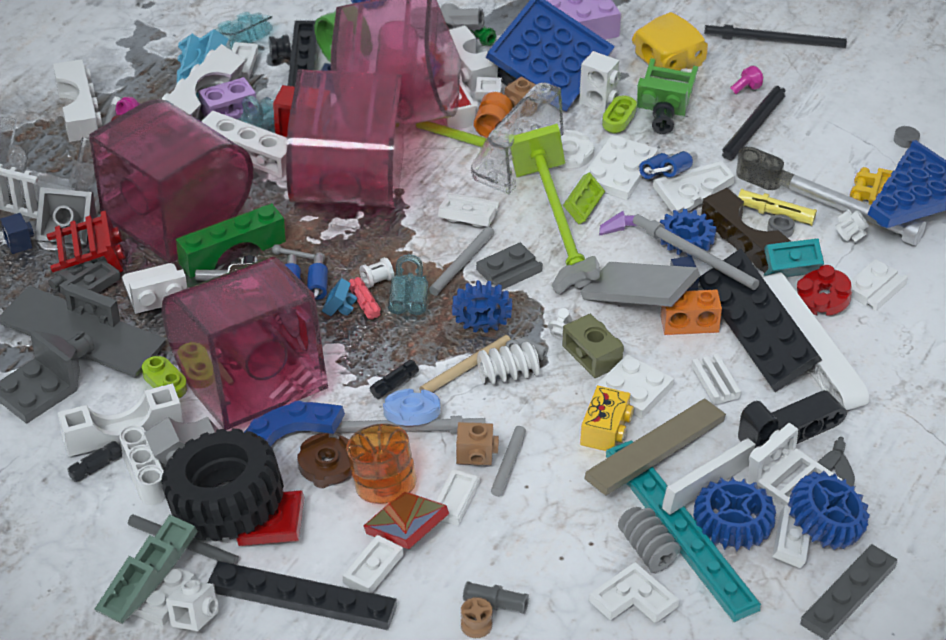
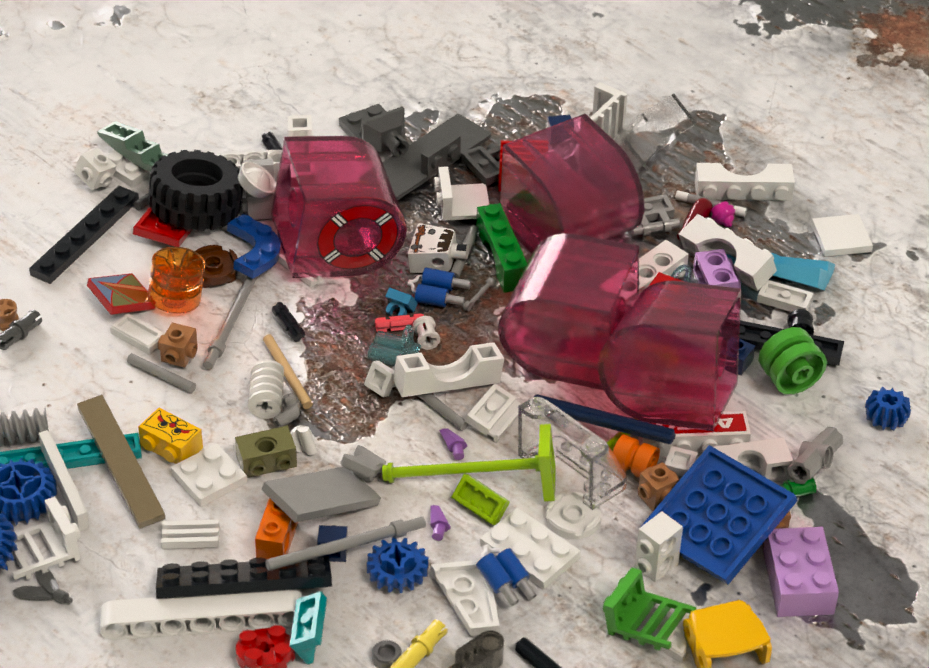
camera: 105 degrees right, 0 degrees up
(136, 41) = (841, 235): none -> white tile
(207, 419) = (256, 180): none -> white hat
(246, 28) = (844, 307): clear light blue hinge -> none
(373, 565) = (85, 266): white plate -> none
(411, 408) = (245, 322): light blue tile -> none
(452, 284) = (380, 379): none -> white tile
(458, 248) = (477, 367): none -> white arch
(459, 135) = (614, 421): none -> dark blue axle
(482, 306) = (334, 376): blue gear -> none
(509, 266) = (406, 428): dark grey plate -> none
(516, 232) = (454, 443): none -> medium lavender bar
(619, 114) = (616, 564): lime plate -> none
(667, 122) = (592, 599): black bush -> none
(726, 212) = (410, 603): dark brown arch -> none
(810, 415) = (98, 553): black beam -> none

